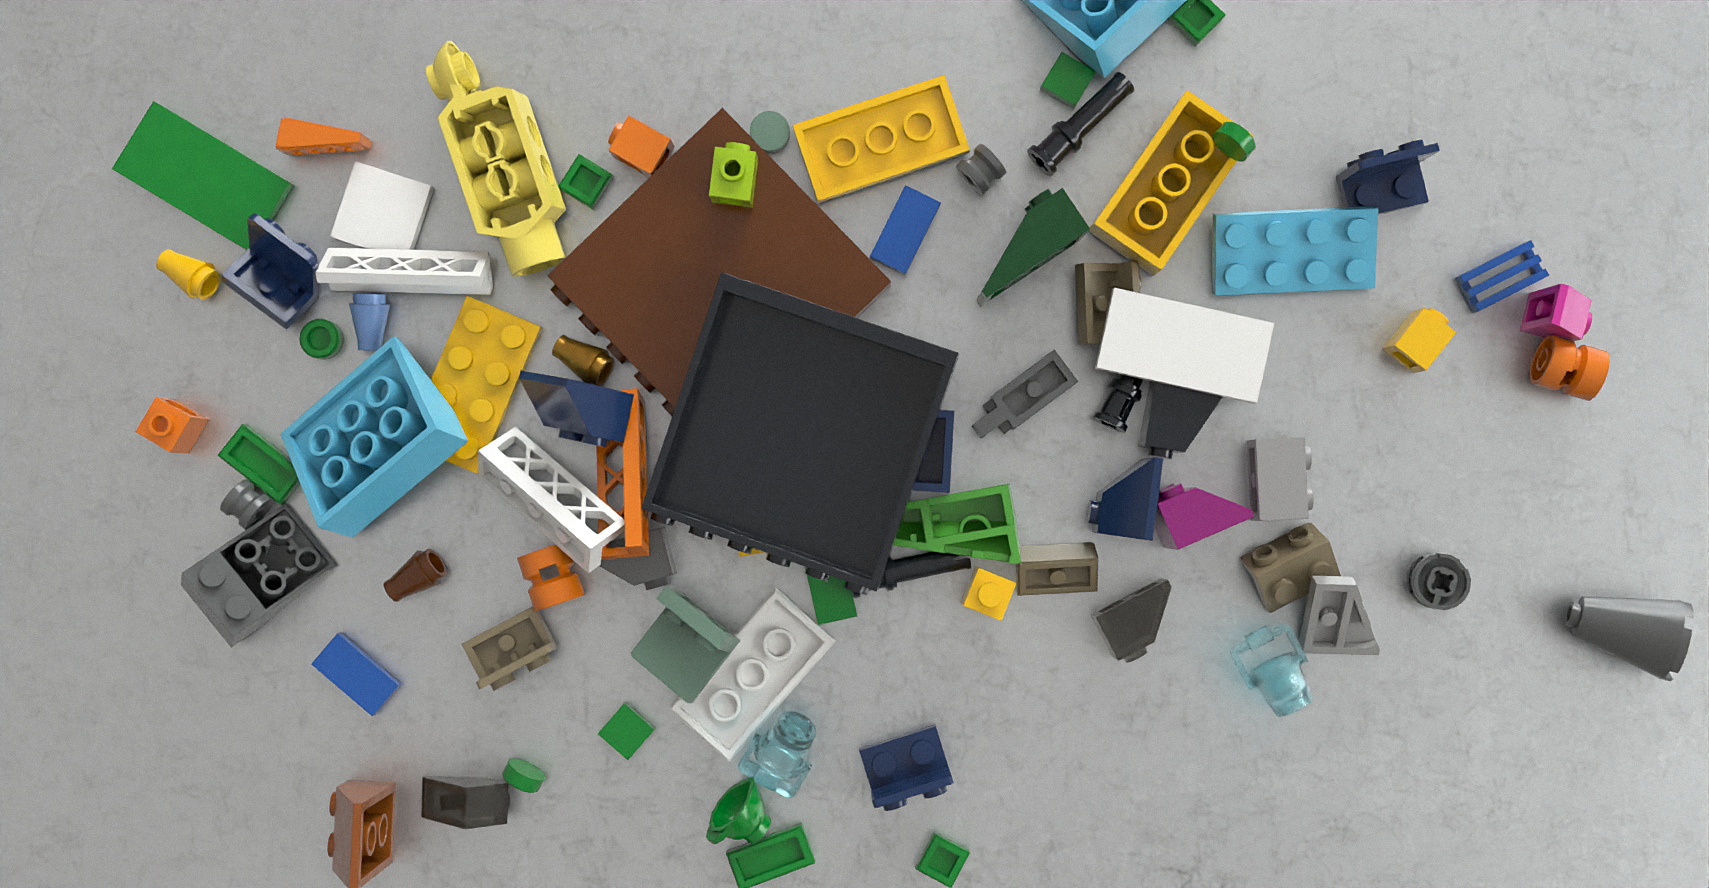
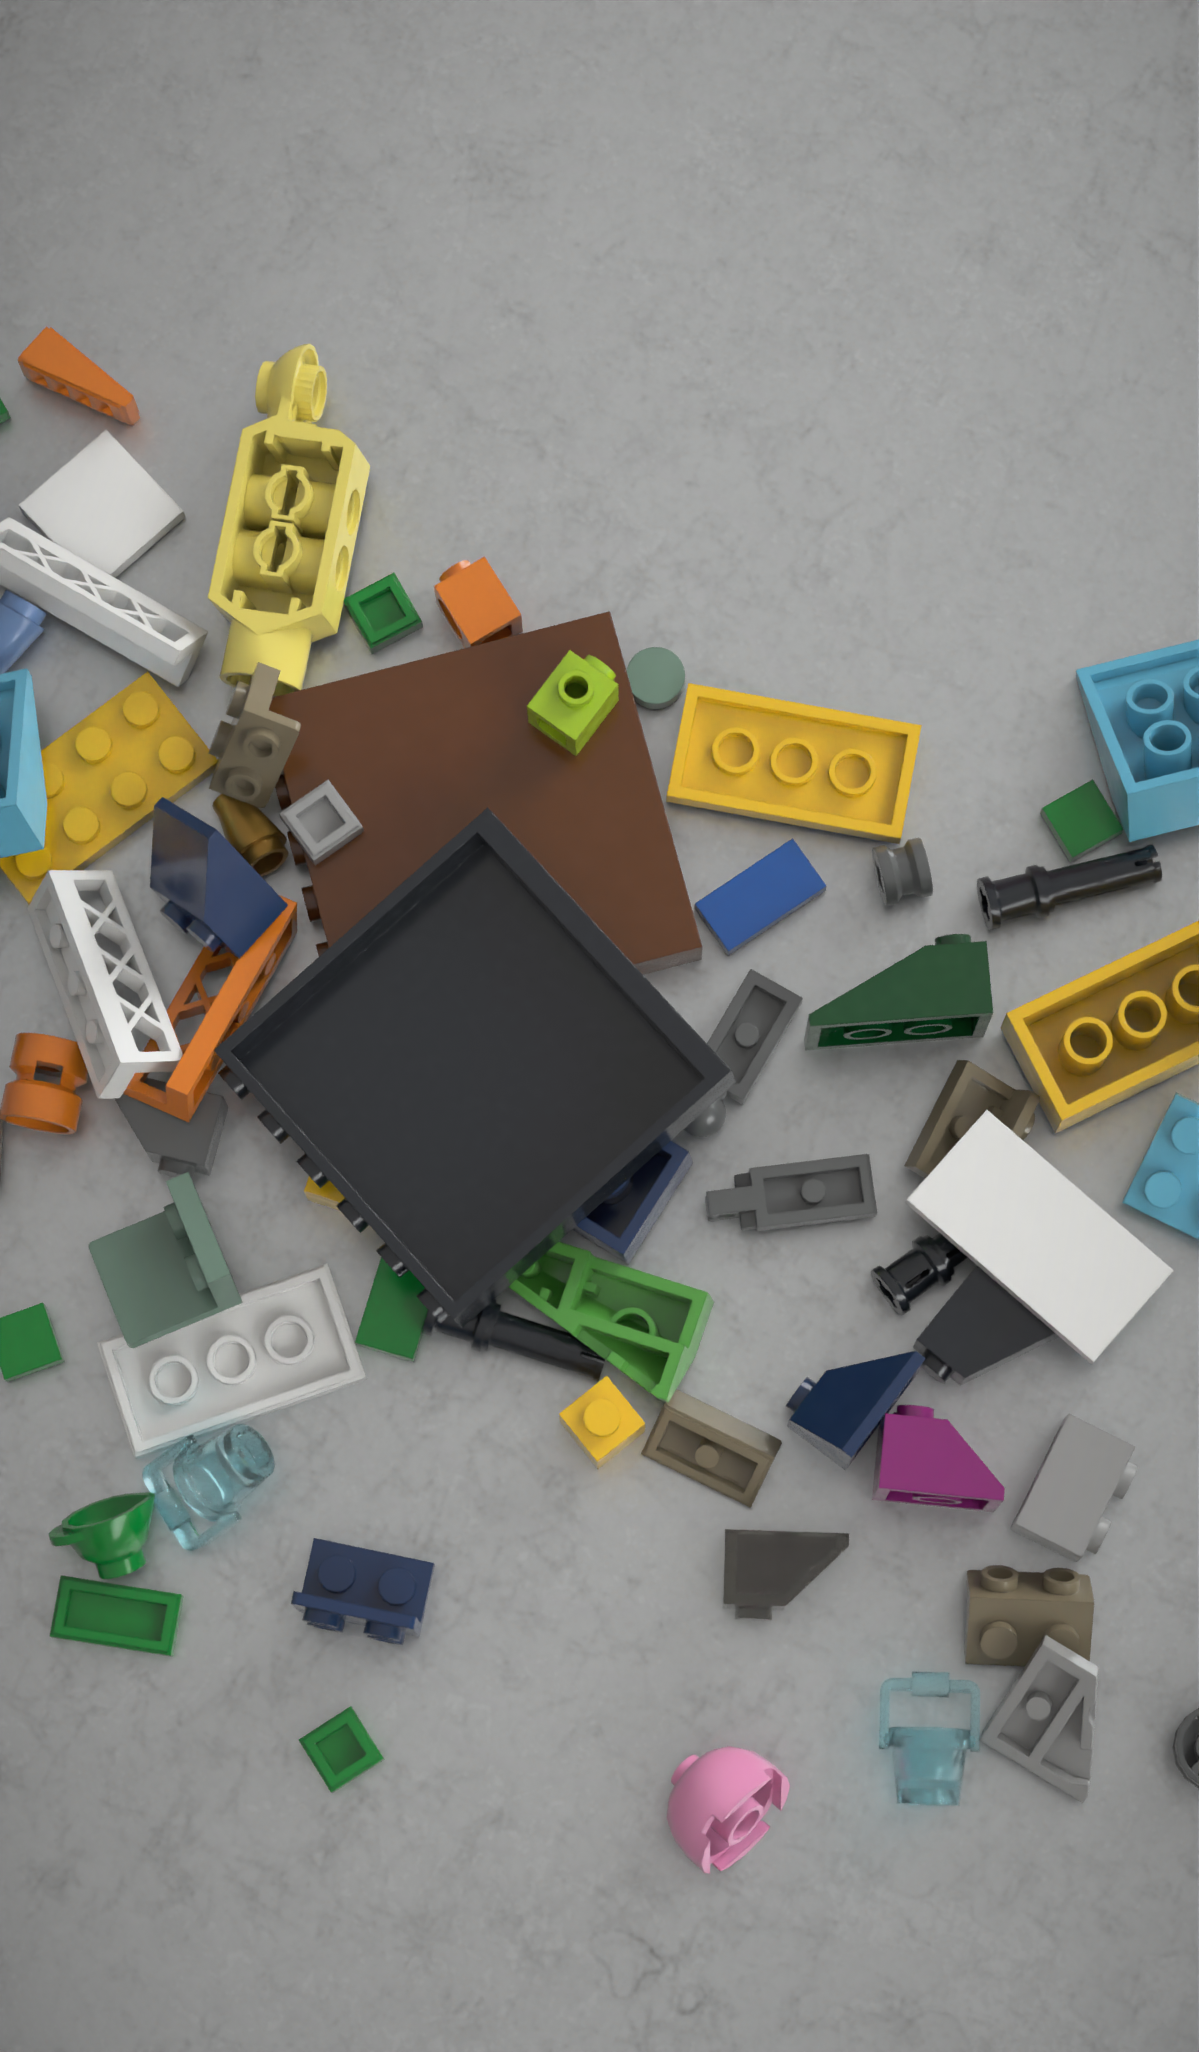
camera: 30 degrees right, 10 degrees down
(556, 307) = (255, 743): none -> dark tan bracket
(624, 332) = (321, 822): none -> light grey tile
(945, 317) = (747, 1041): none -> dark grey plate
(1177, 773) = (721, 1803): none -> bright pink cylinder

